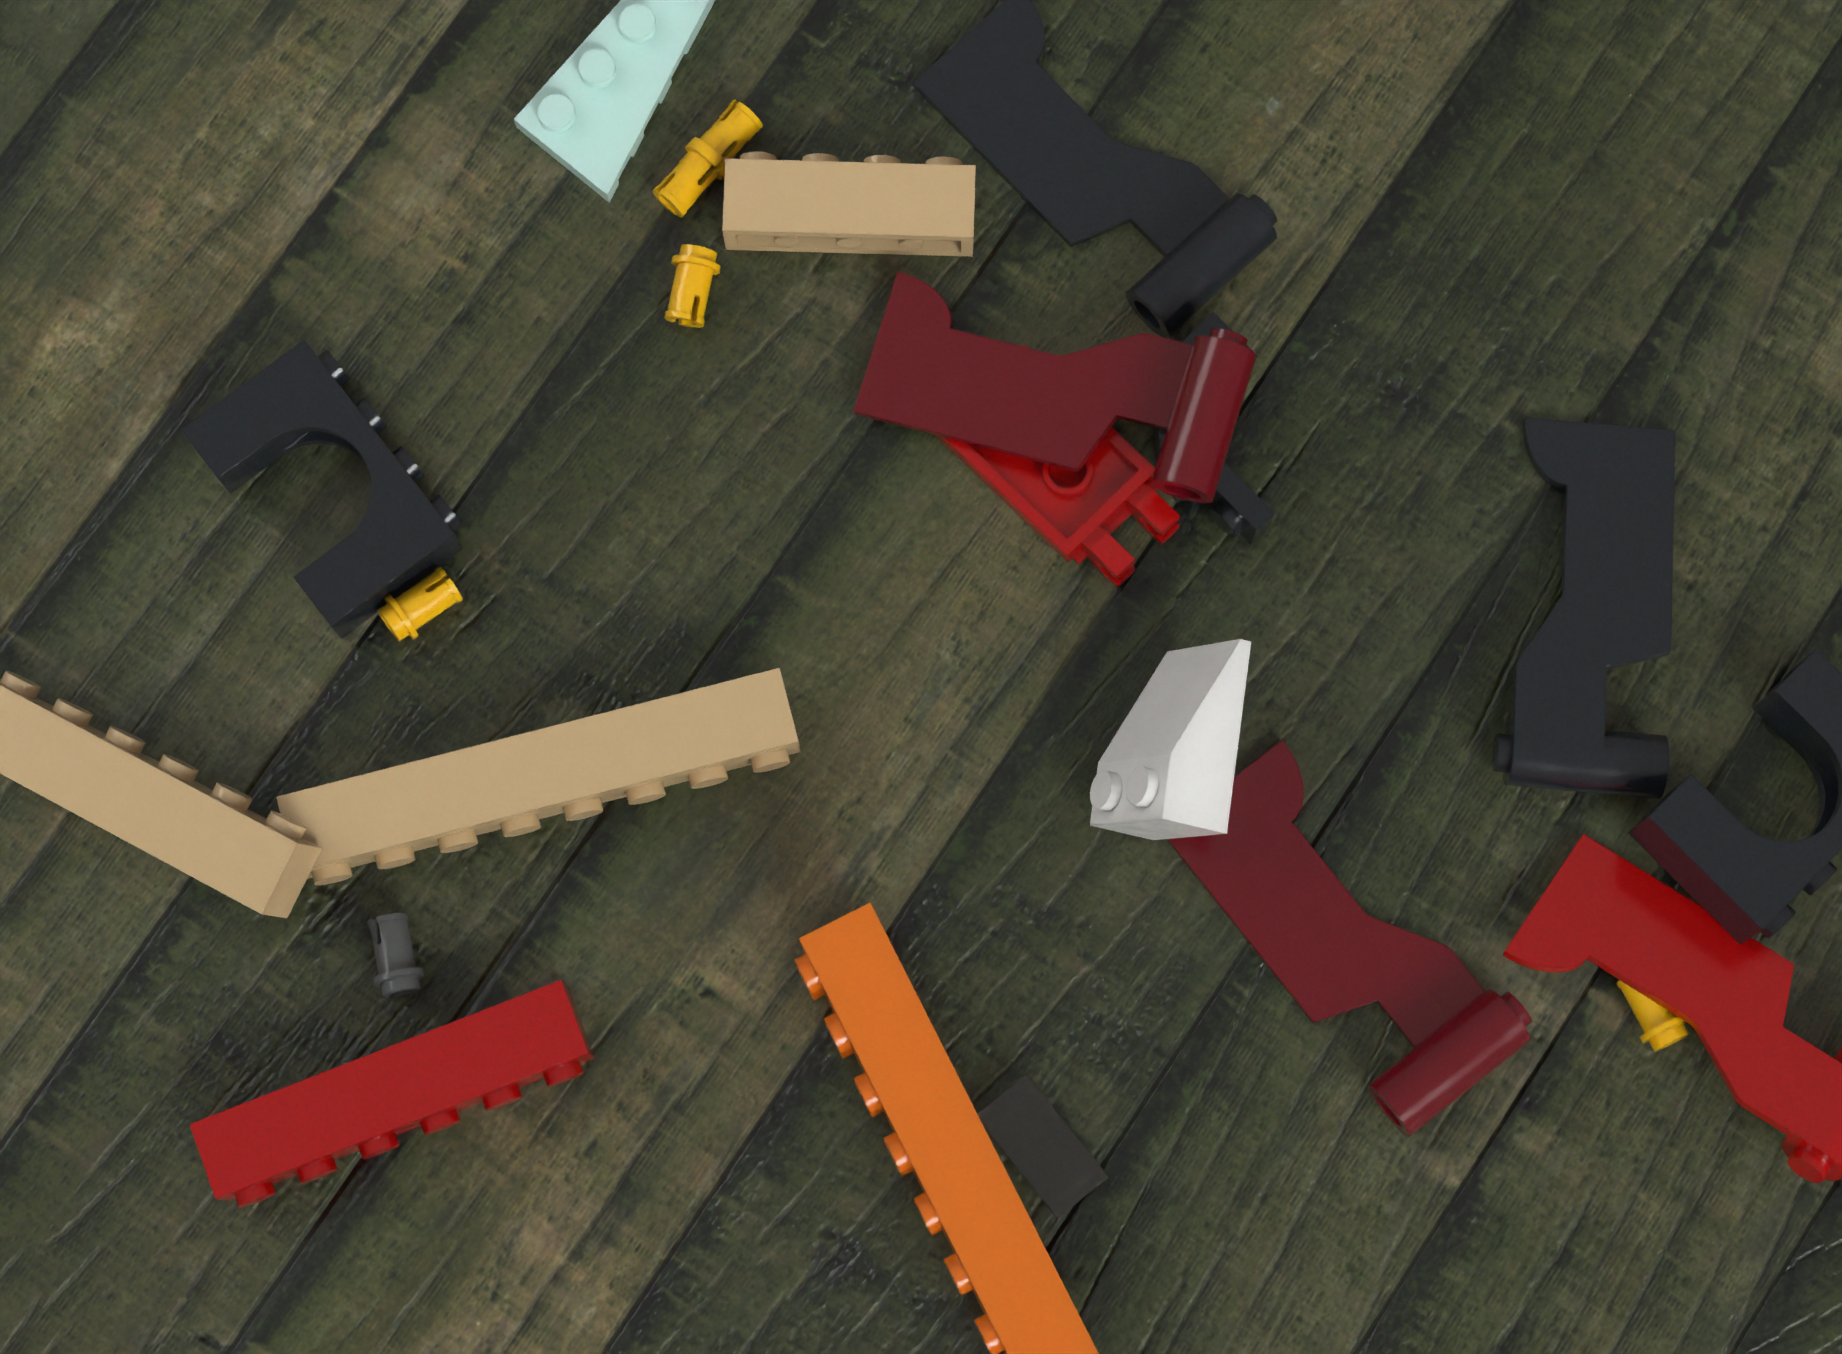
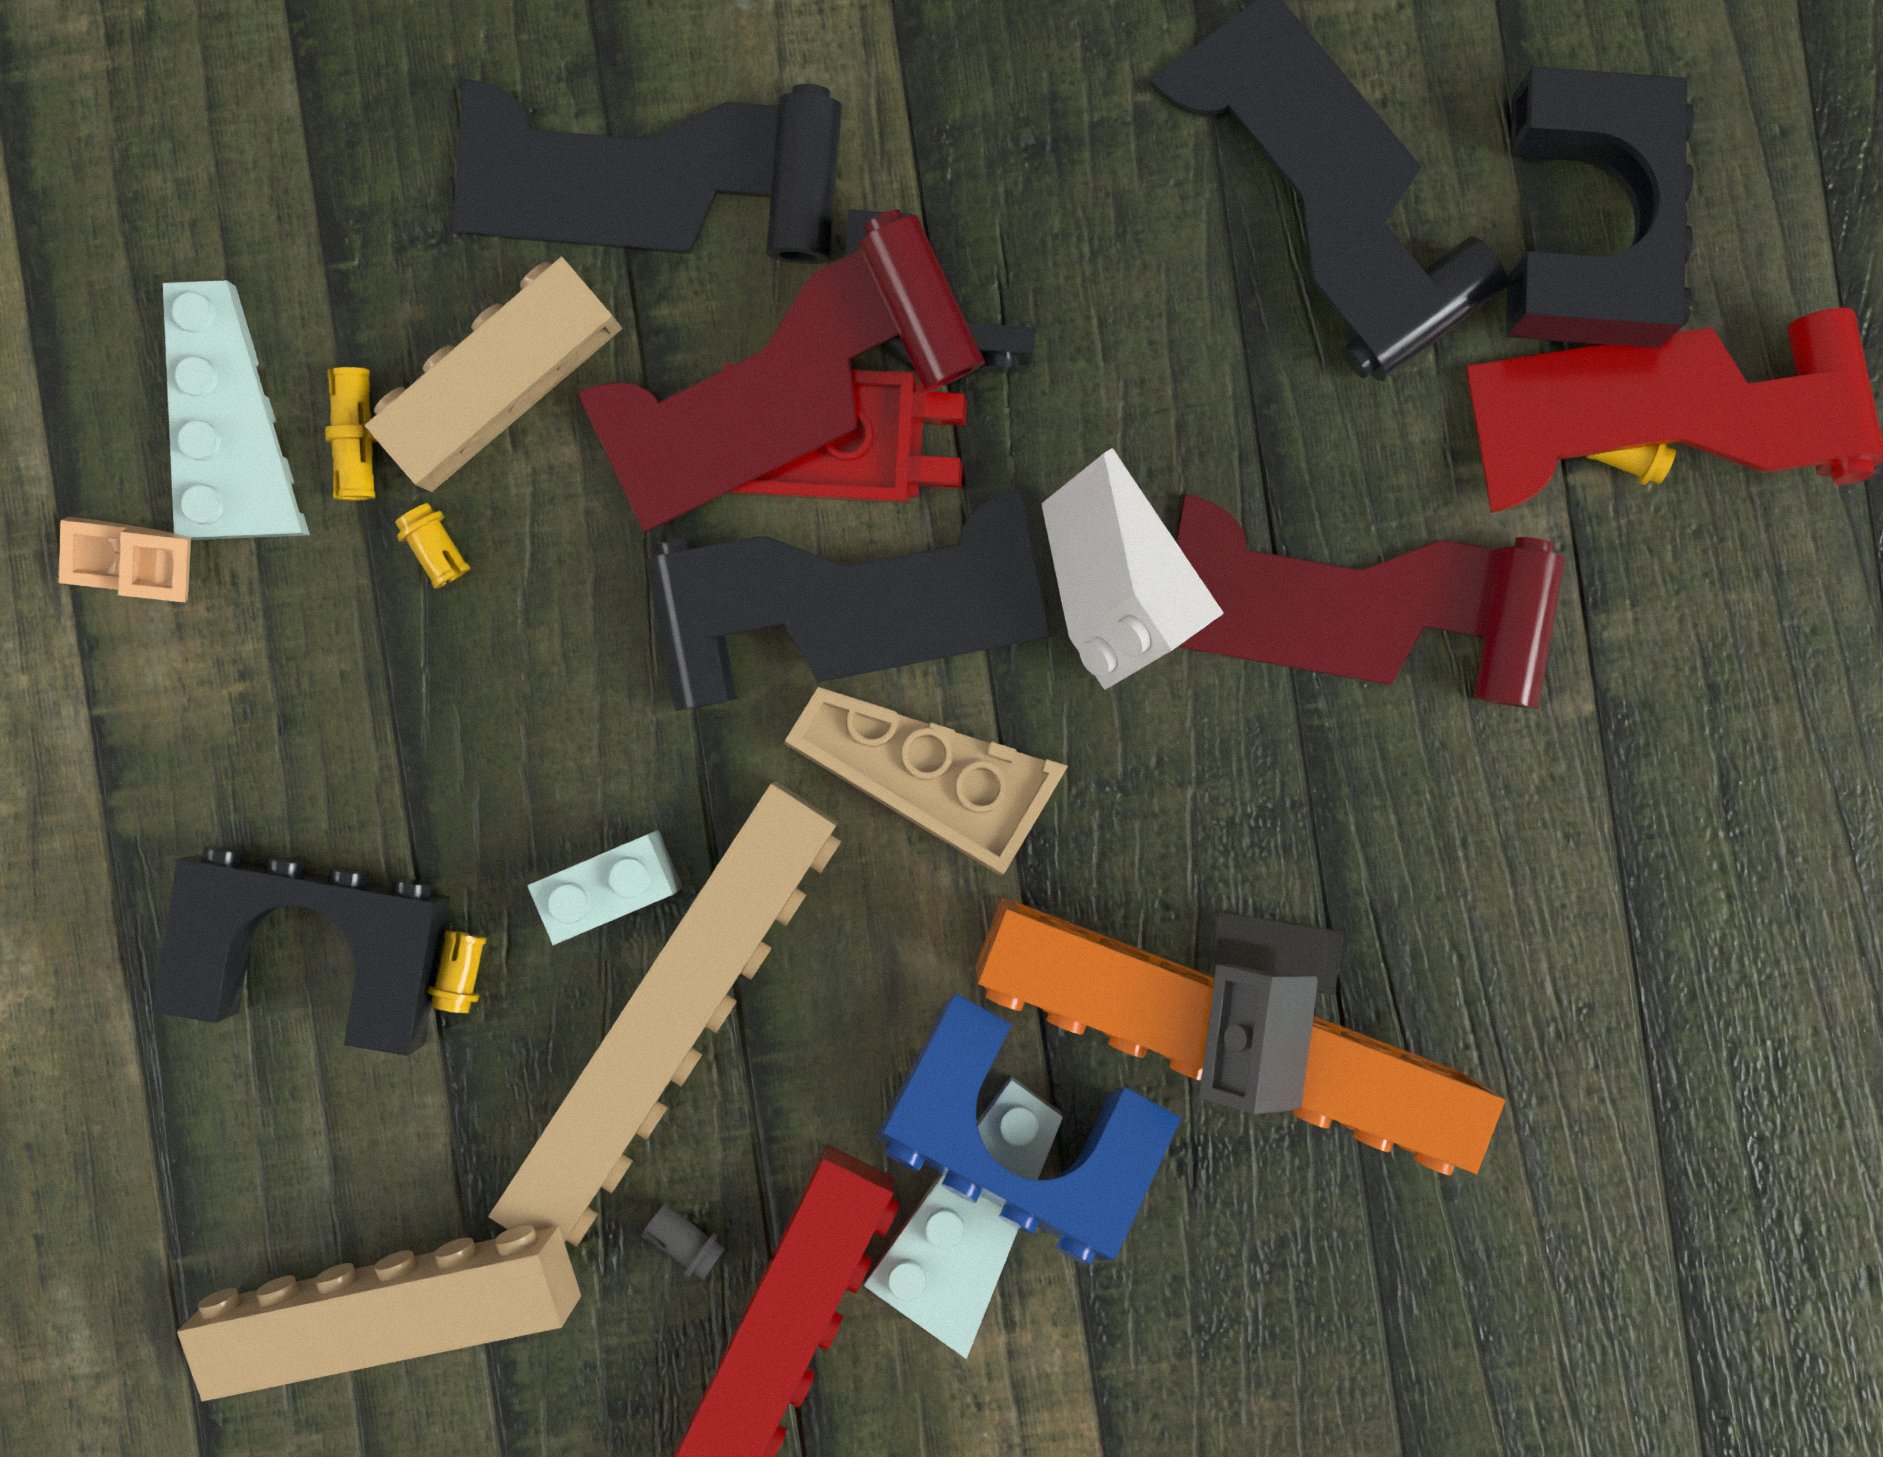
camera: 40 degrees left, 10 degrees up
(465, 103) = (124, 558): none -> light nougat slope
(587, 637) = (605, 887): none -> light aqua brick
(607, 1142) = (953, 1249): none -> light aqua wing
(718, 1189) = (937, 1126): none -> blue arch
(906, 789) = (947, 783): none -> tan wing
(950, 603) = (846, 615): none -> black door
(971, 1163) = (1258, 1039): none -> dark grey panel

